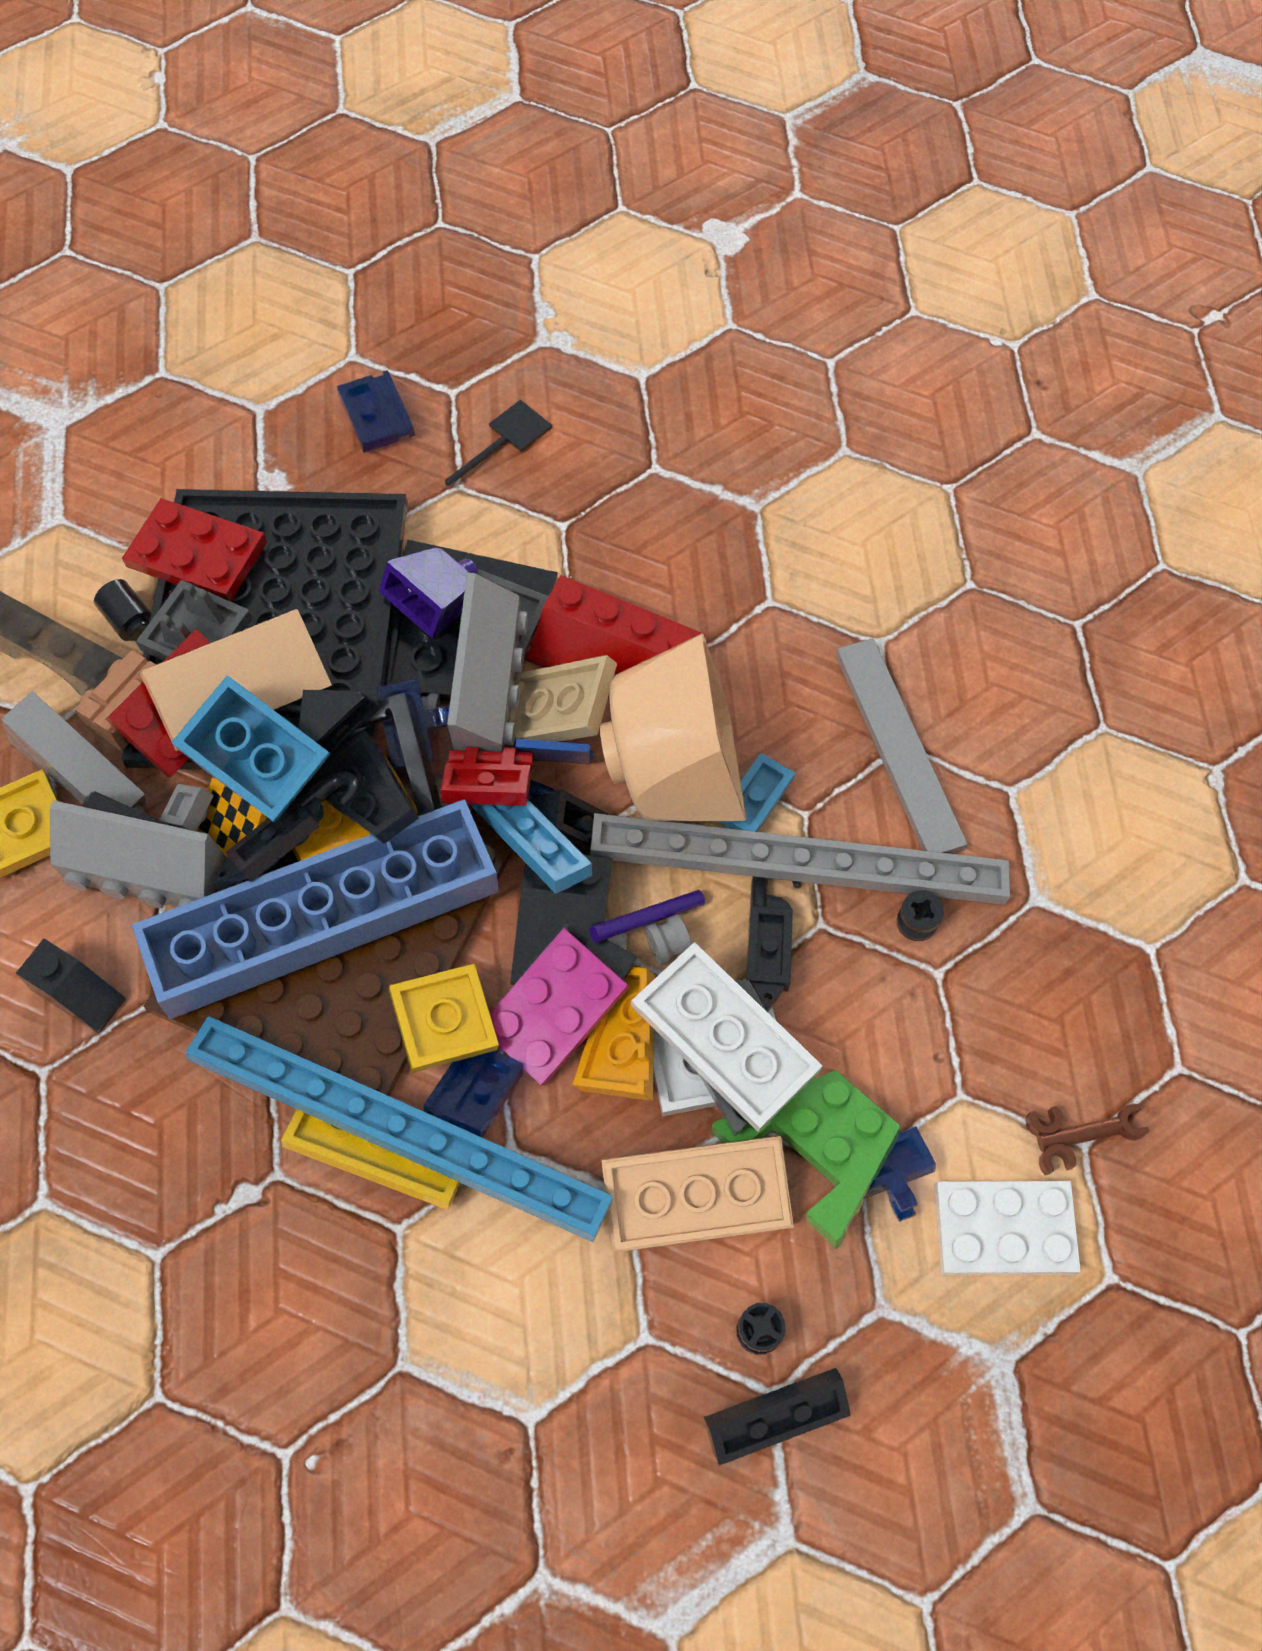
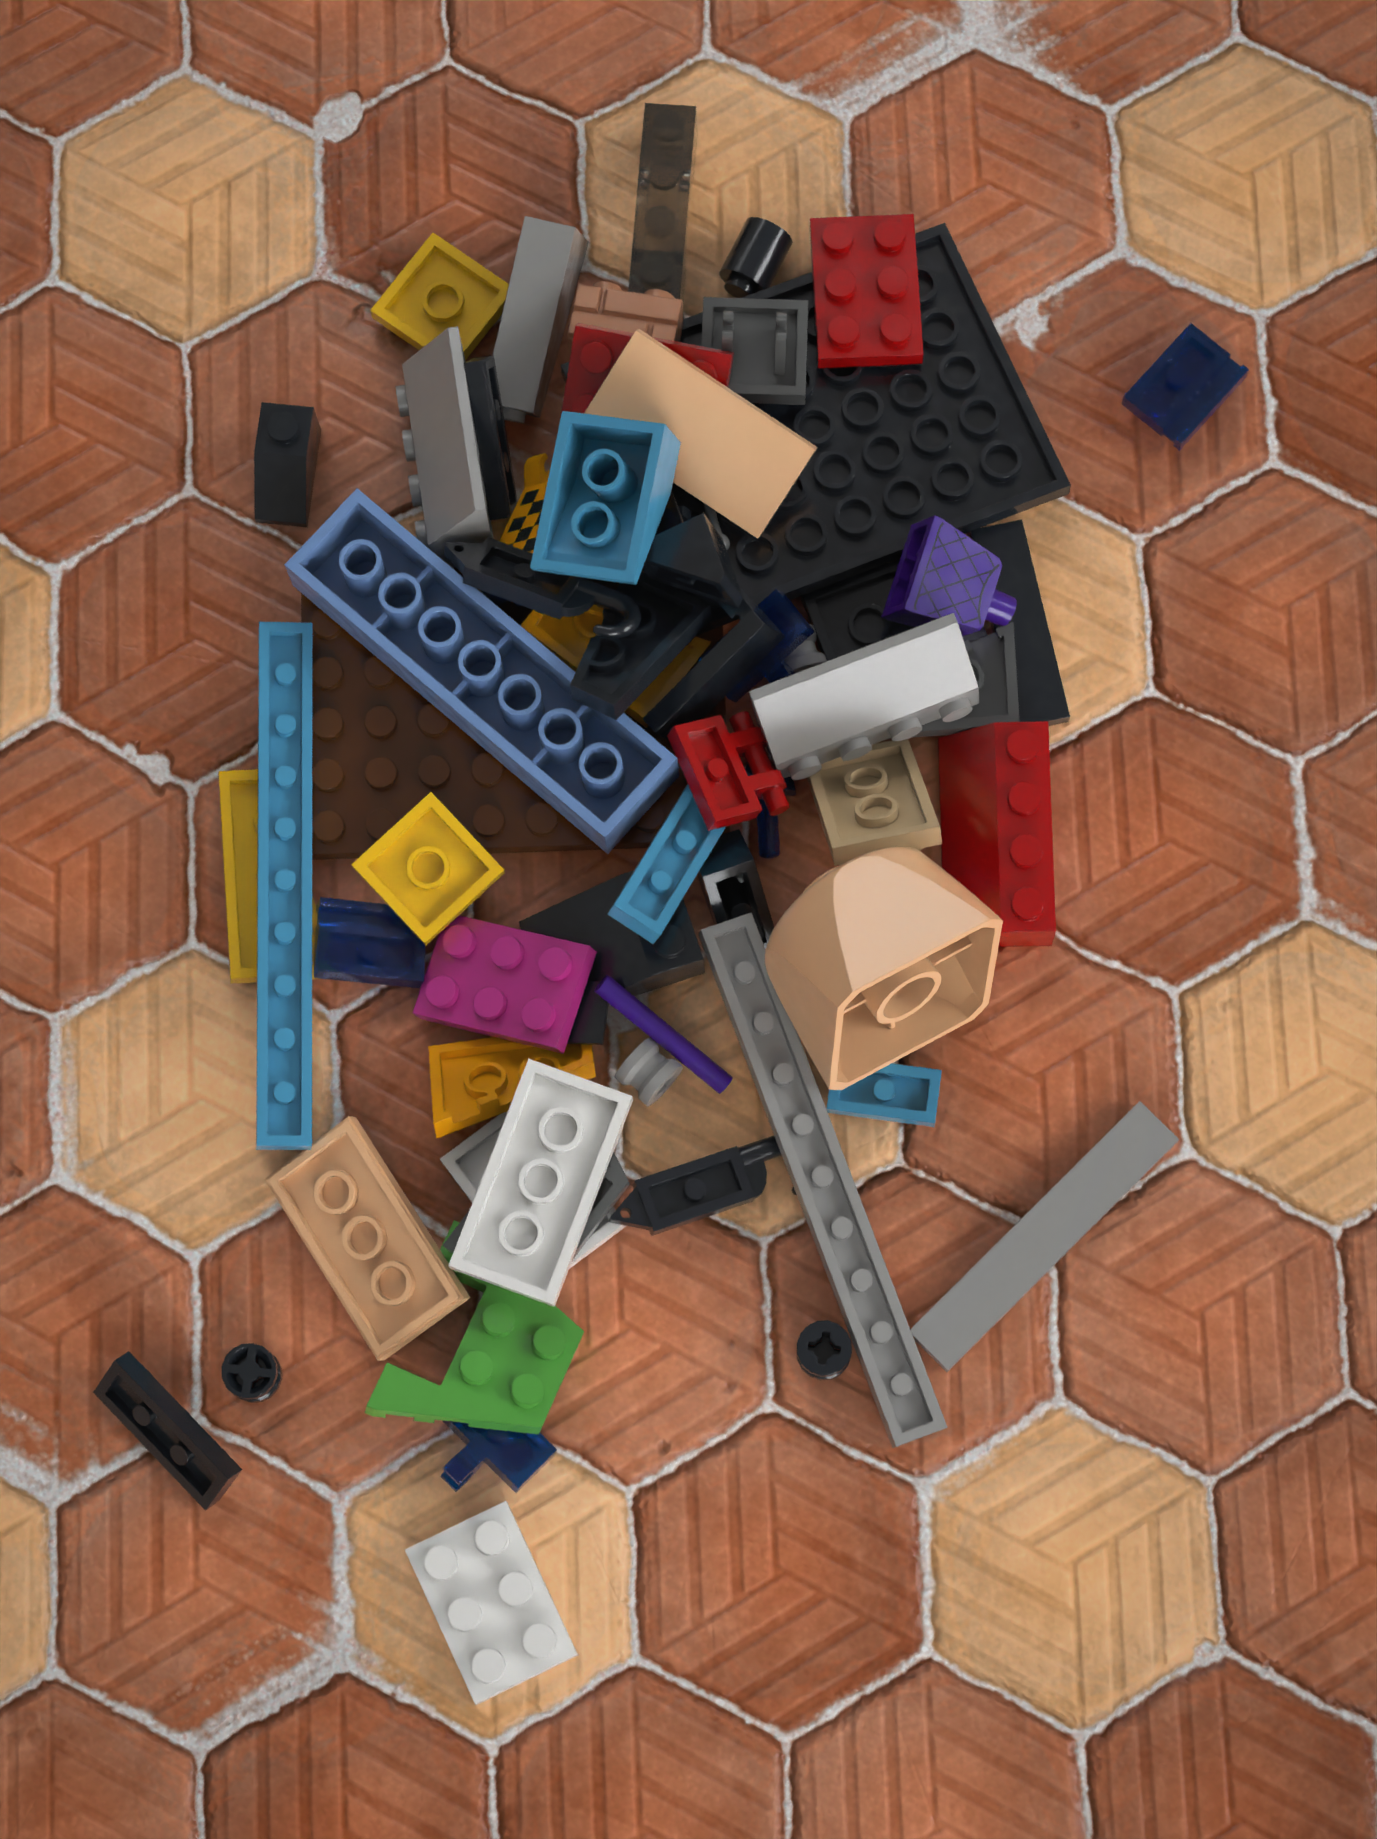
camera: 75 degrees right, 10 degrees up
(187, 807) = (527, 467): light grey plate -> none
(516, 425) = (1262, 568): black piece -> none
(556, 751) = (809, 823): blue piece -> none
(1057, 1141) = (621, 1619): copper bar -> none

